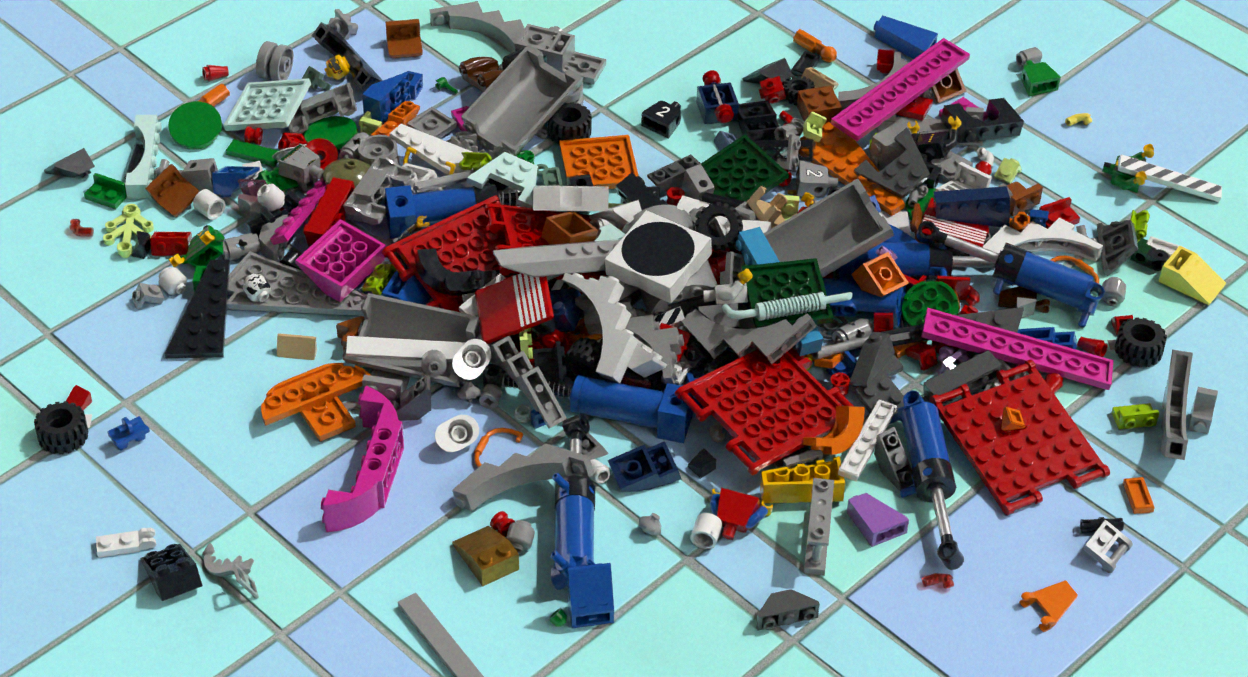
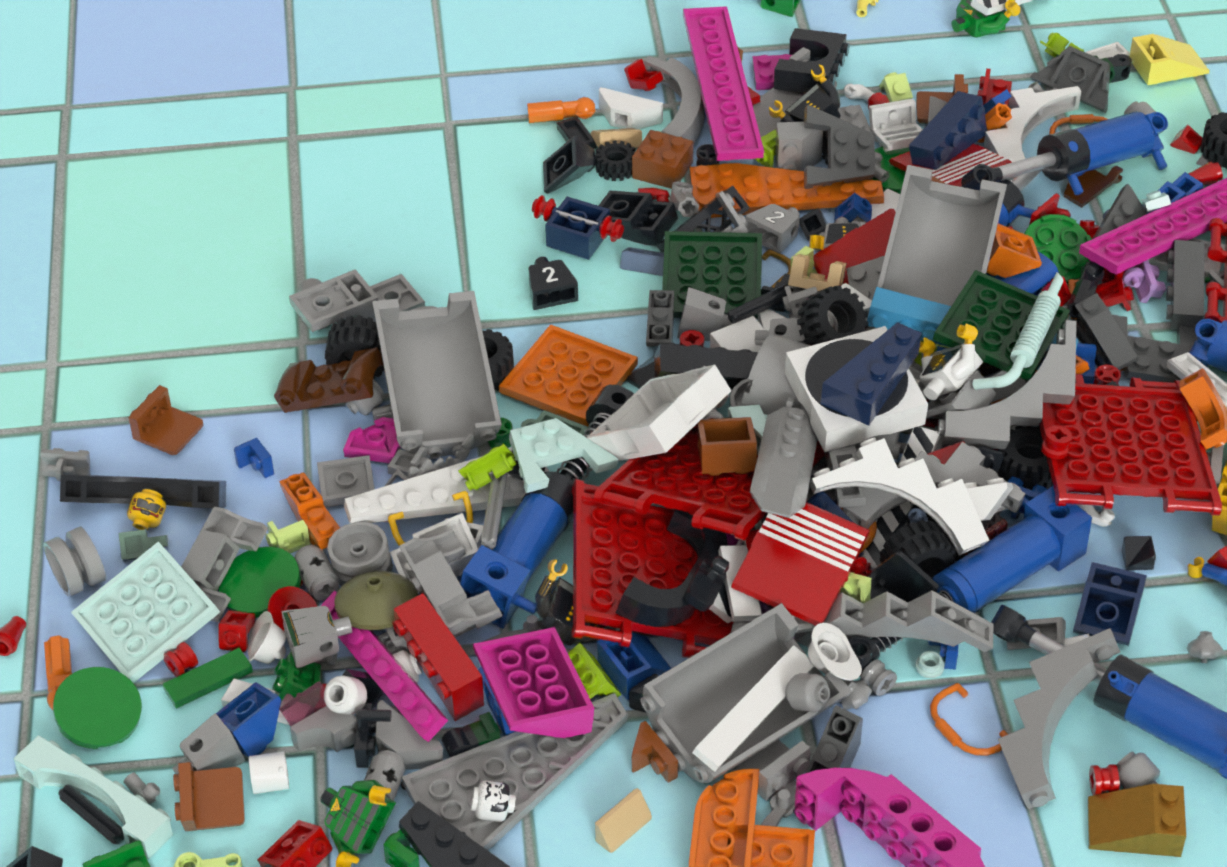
camera: 50 degrees left, 0 degrees up
(386, 96) = (265, 491): blue slope -> none
(442, 82) = (278, 432): green hand -> none
(457, 433) = (924, 739): white piece -> none
(471, 18) = (194, 344): light grey arch -> none
(660, 249) = (872, 375): none -> dark blue wedge
(719, 367) = (1056, 442): none -> red wheel
(772, 90) = (601, 176): red brick -> none
(813, 126) = (699, 177): yellowish green bracket -> none
(847, 72) = (629, 110): none -> white slope
(904, 36) = (621, 43): blue slope -> none
(1025, 328) = (1155, 200): none -> light aqua plate
(1027, 304) = (1107, 189): light grey slope -> none

